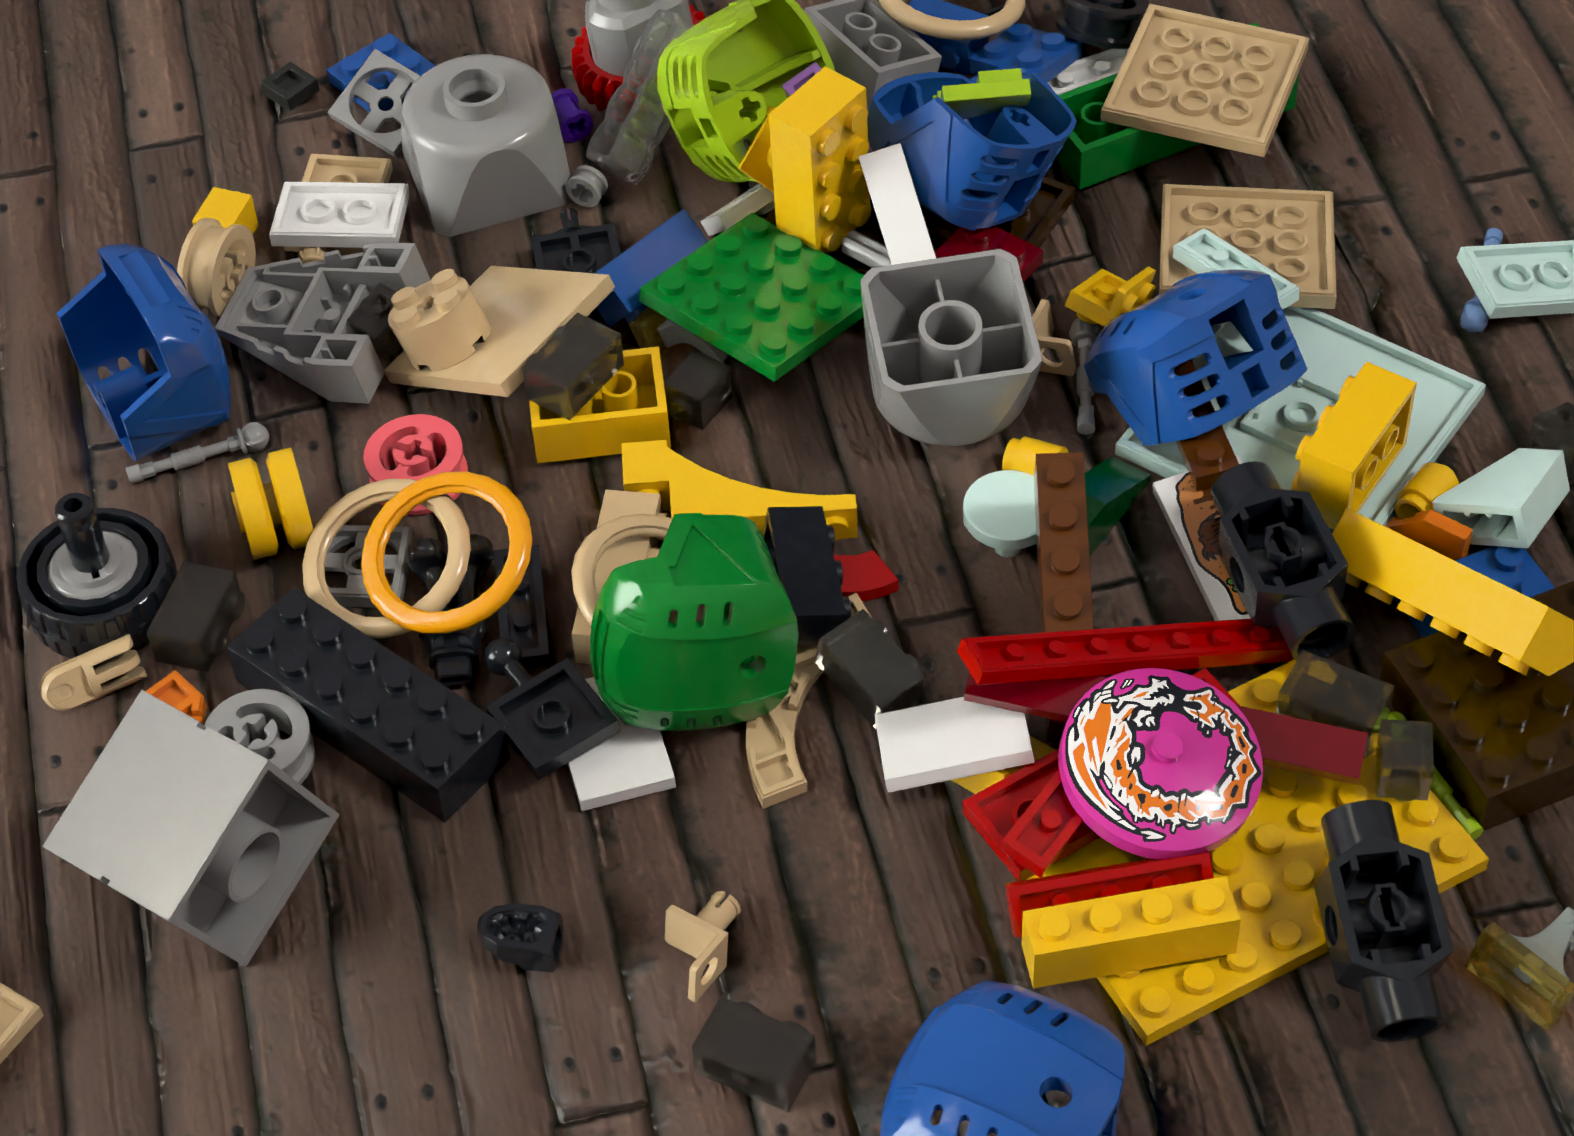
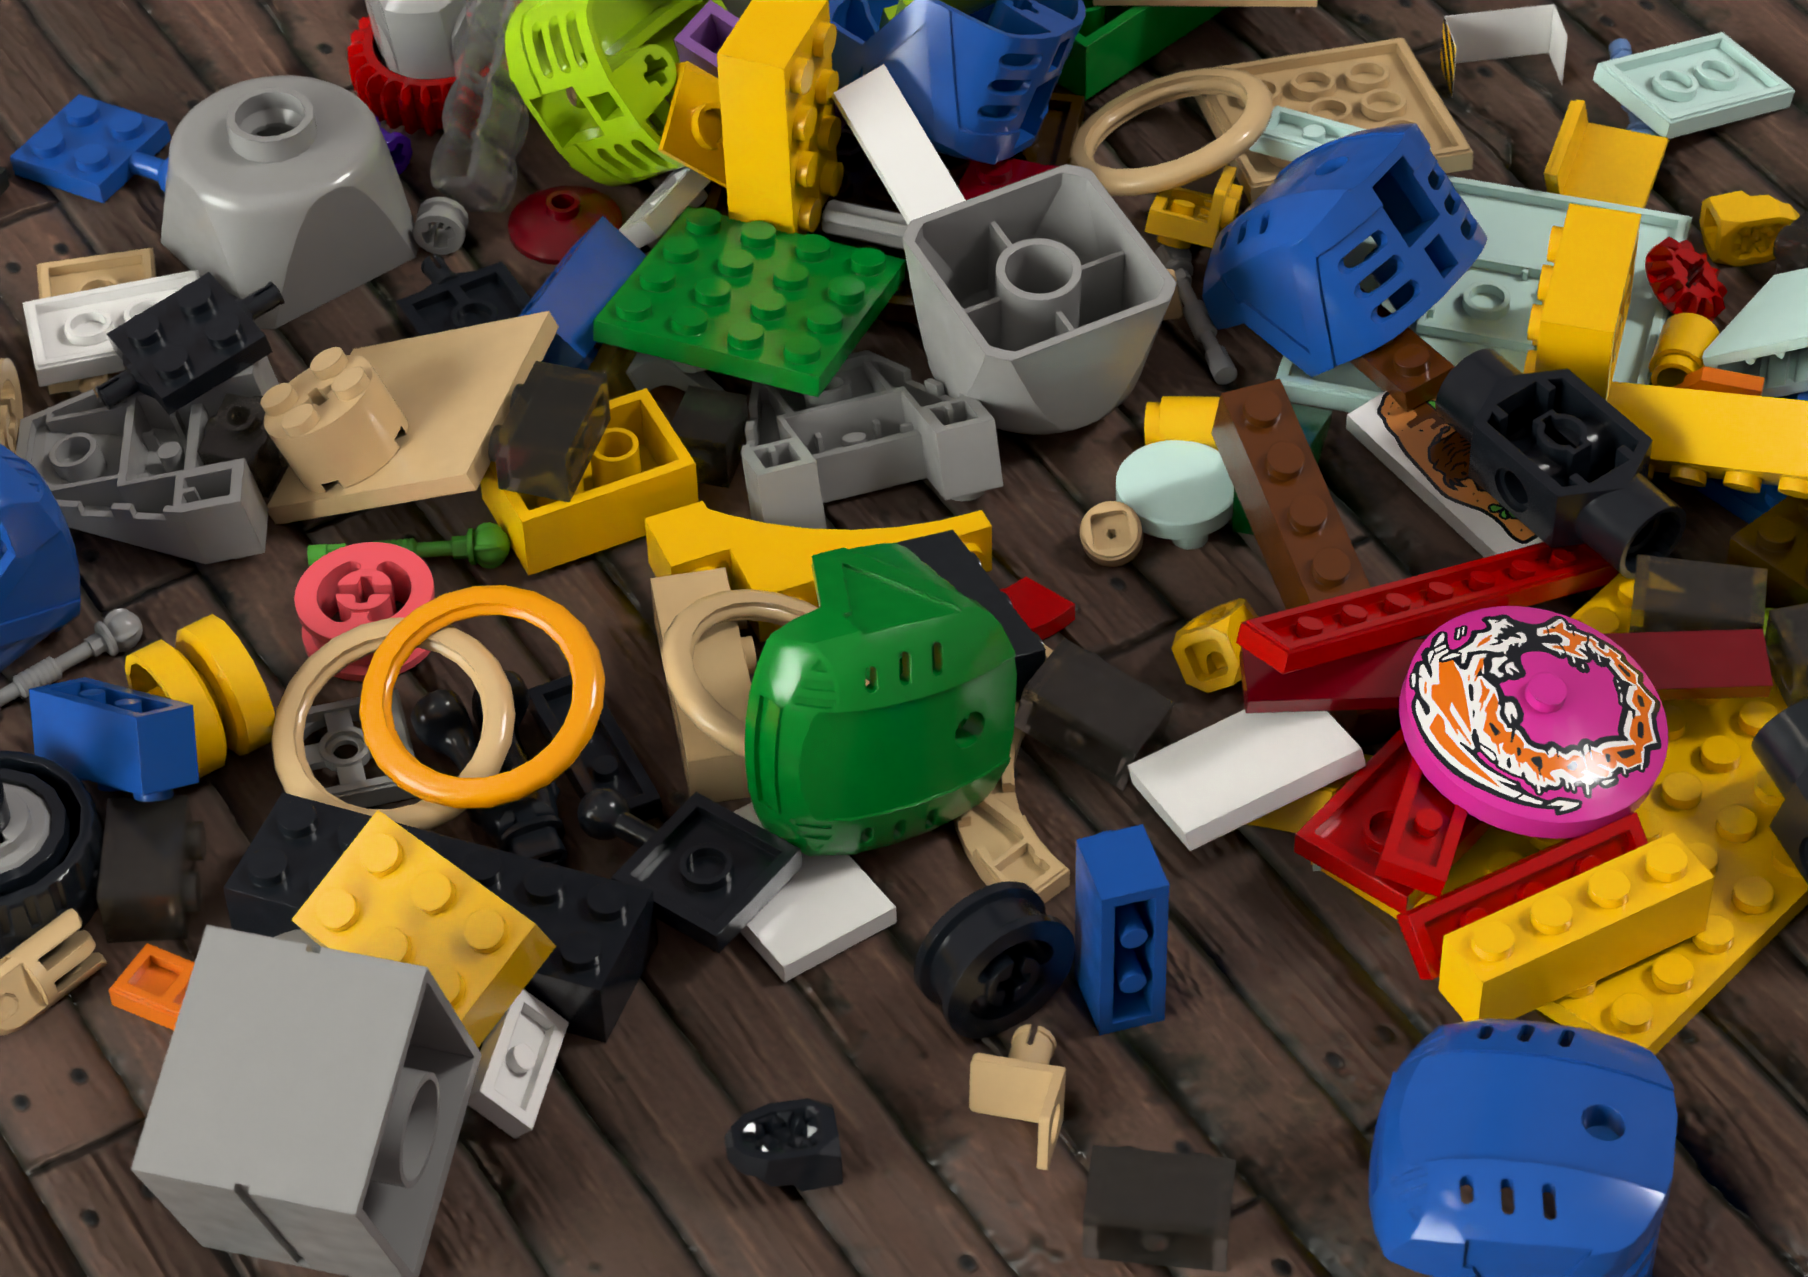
camera: 20 degrees left, 5 degrees down
(202, 519) = (116, 736): none -> blue brick
(330, 719) = (417, 908): none -> yellow brick
(359, 88) = (135, 140): light grey piece -> none
(366, 241) = (189, 343): none -> black plate
(372, 822) = (517, 1064): none -> white plate
(513, 432) = (484, 545): none -> bright green piece
(671, 193) = (556, 218): none -> dark red dish
(713, 838) = (994, 959): none -> black wheel
(802, 841) = (1121, 929): none -> blue brick
(805, 413) = (861, 437): none -> light grey wedge
(947, 532) = (1111, 533): none -> tan tile
(985, 623) = (1208, 646): none -> yellow rock
(1131, 260) = (1191, 166): none -> tan wedge
(1402, 206) = (1502, 35): none -> white sticker
(1435, 324) = (1603, 161): none -> yellow piece
(1438, 429) = (1671, 266): none -> red gear
(1518, 400) = (1743, 227): none -> yellow rock

